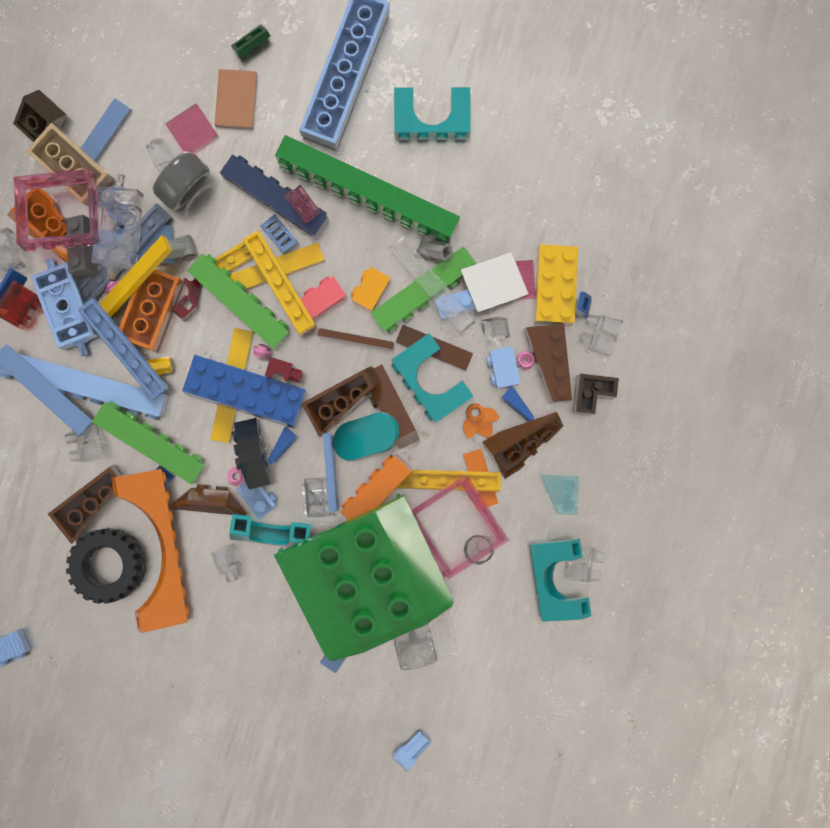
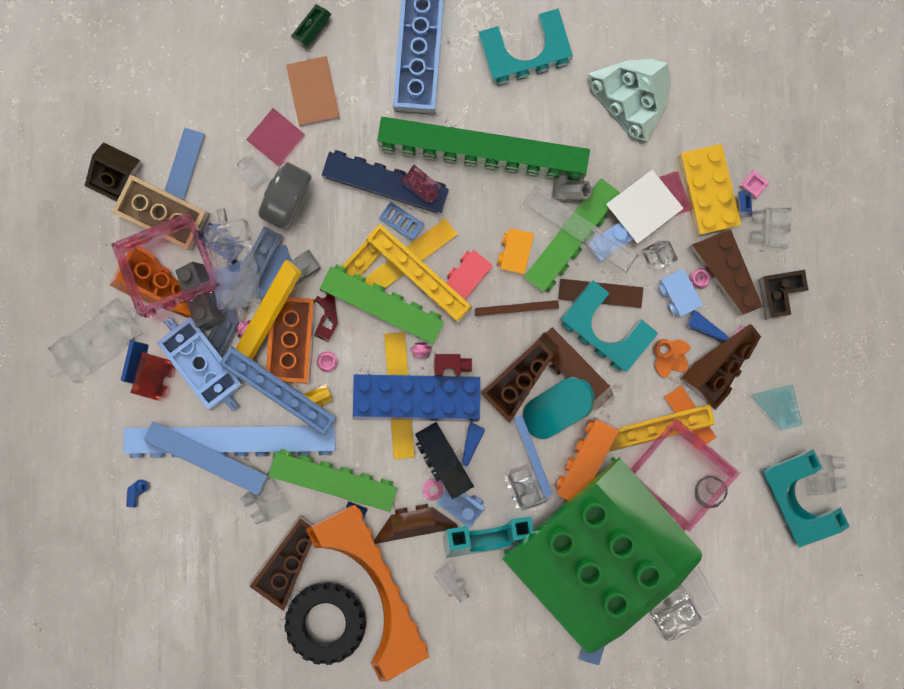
camera: 15 degrees left, 0 degrees up
(177, 337) = (327, 361): none -> bright pink plate
(514, 181) = (634, 93): none -> light aqua brick
(597, 291) = (755, 184): none -> bright pink tile

